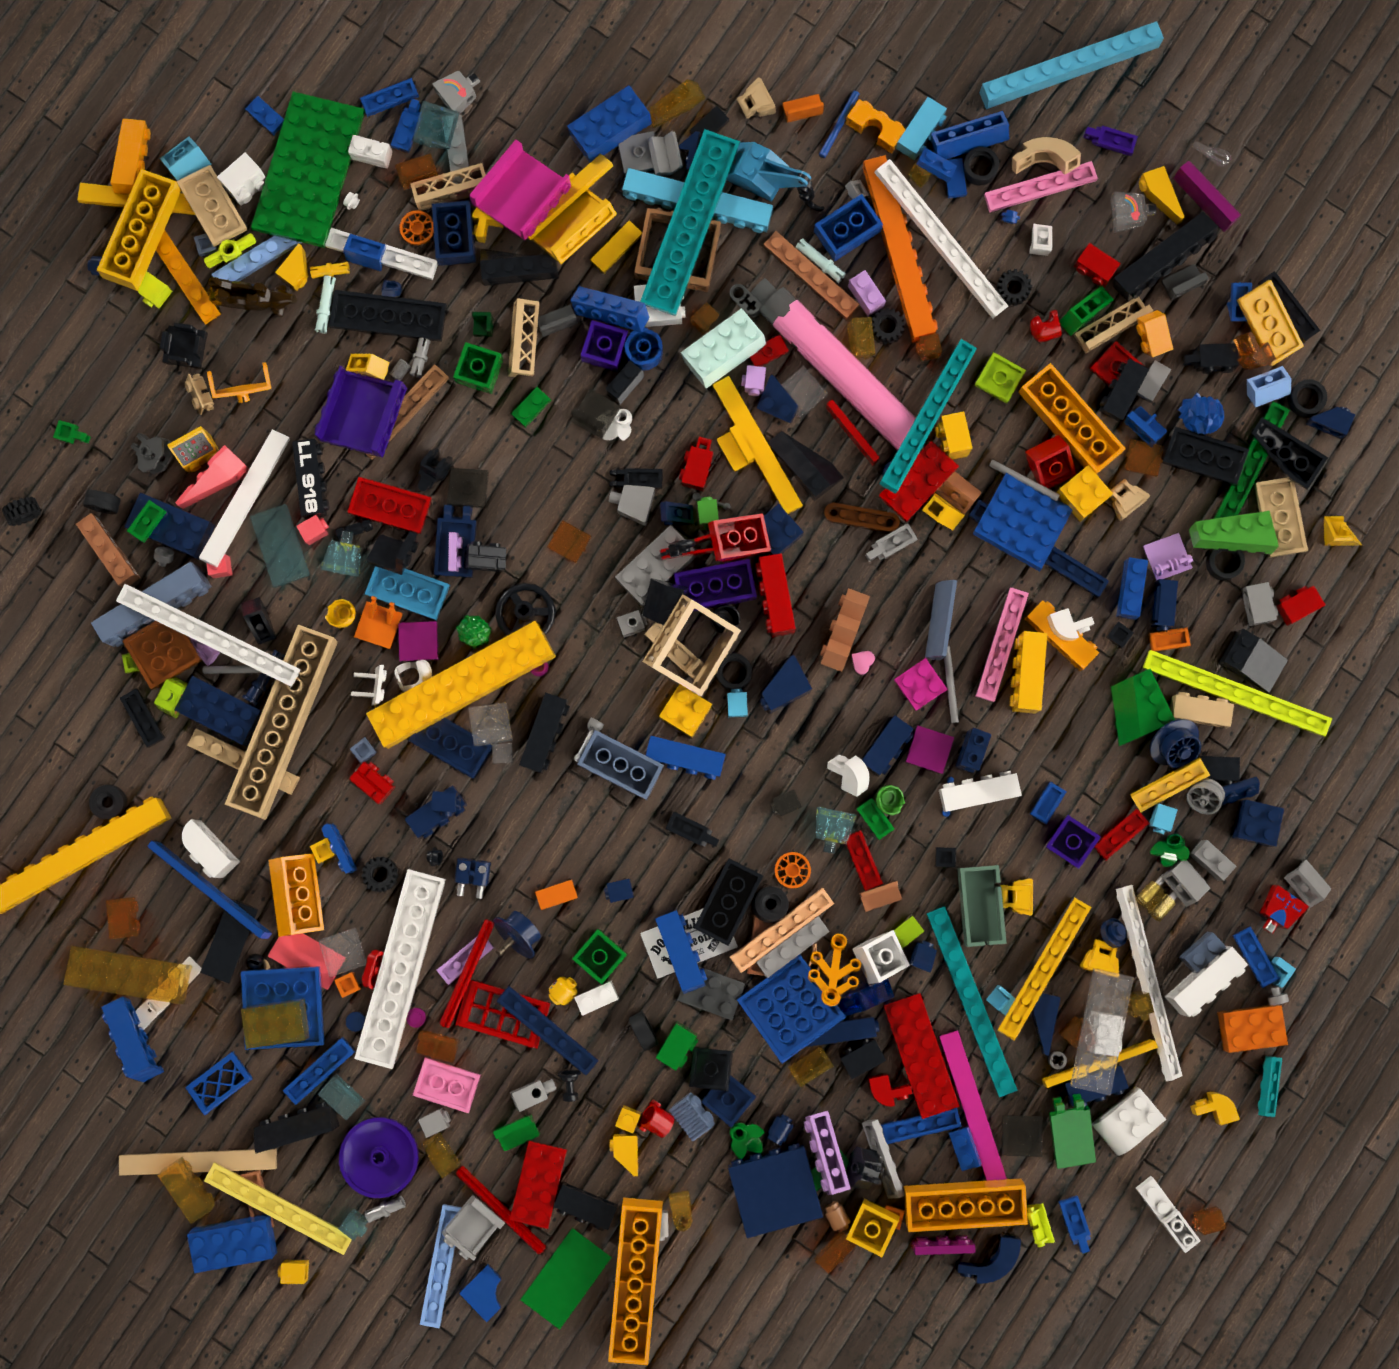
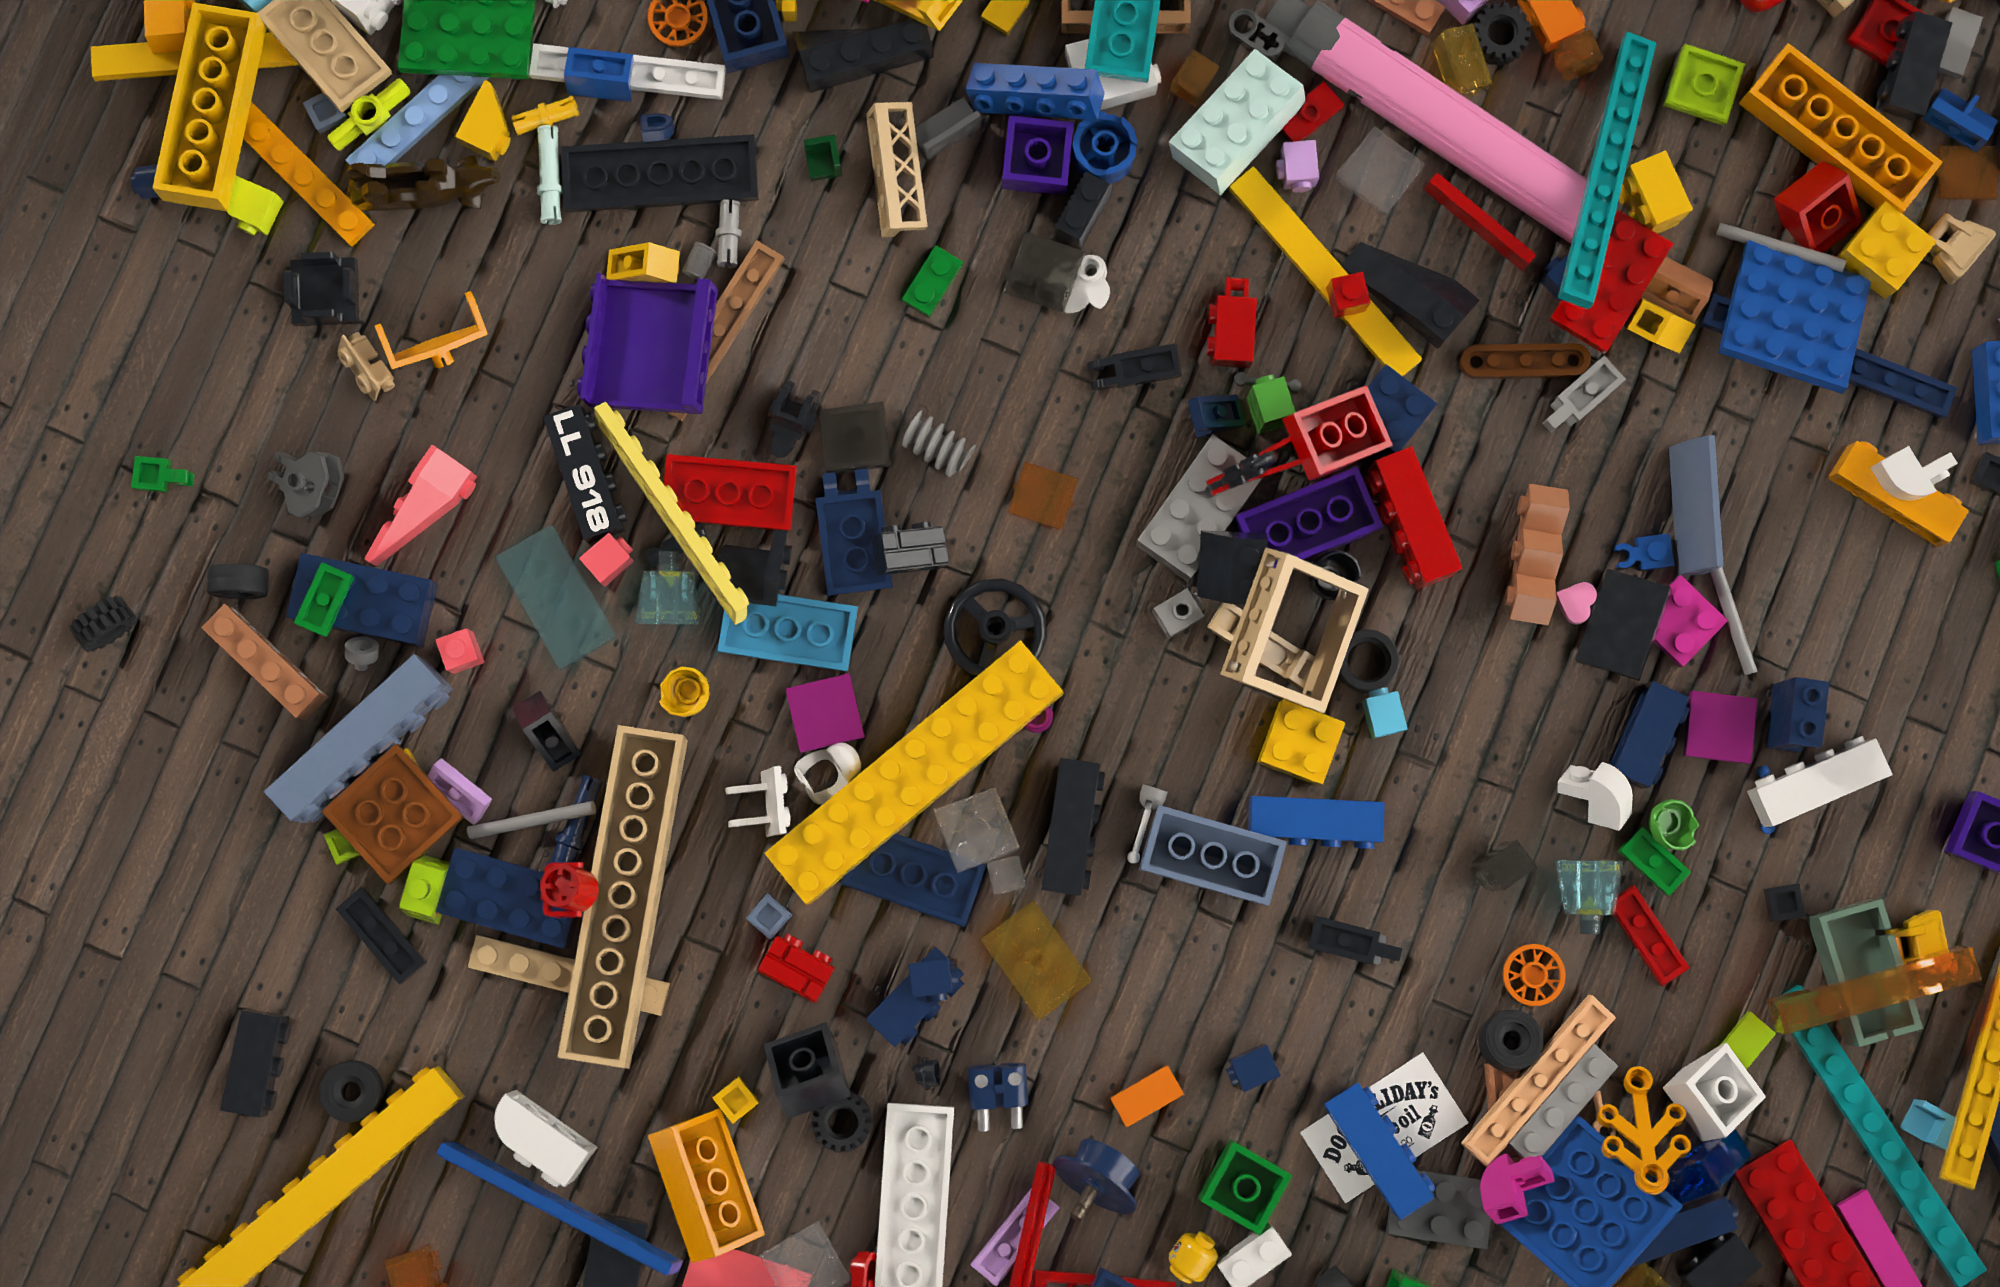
camera: 20 degrees left, 0 degrees up
(57, 775) = (255, 1063): none -> black brick
(194, 449) = (379, 462): slope -> none
(208, 635) = (470, 773): white plate -> none
(244, 498) = (481, 529): white tile -> none
(249, 710) = (567, 888): none -> red piece
(339, 848) = (760, 1089): blue hinge -> none
(357, 517) = (678, 522): none -> light yellow plate
(365, 840) = (807, 1070): none -> black brick
(378, 624) = (751, 697): orange plate -> none
(455, 560) = (855, 536): lavender plate -> none
(474, 631) = (916, 678): green hair -> none
(478, 368) = (832, 232): green brick -> none
(509, 805) = (1036, 960): none -> clear yellow plate
(513, 501) = (937, 445): none -> light grey piece
(634, 502) = (1140, 409): light grey torso -> none
(728, 901) = (1441, 1050): black brick -> none
(735, 449) = (1291, 286): yellow panel -> none
(748, 985) = (1504, 1185): none -> dark pink brick
(766, 460) = (1348, 295): none -> red brick
(777, 401) = (1345, 193): dark blue wing -> none
(785, 687) = (1461, 668): dark blue slope -> none
(880, 896) = (1690, 989): nougat panel -> none
(886, 679) = (1623, 624): none -> black tile
(911, 641) = (1649, 552): none -> blue plate
(923, 956) = (1786, 1077): dark blue slope -> none
(983, 915) = (1875, 990): none -> clear orange arch
(1001, 644) = (1802, 528): bright pink plate -> none
(1029, 672) = (1860, 565): yellow brick -> none
(1048, 803) = (1933, 777): blue tile -> none

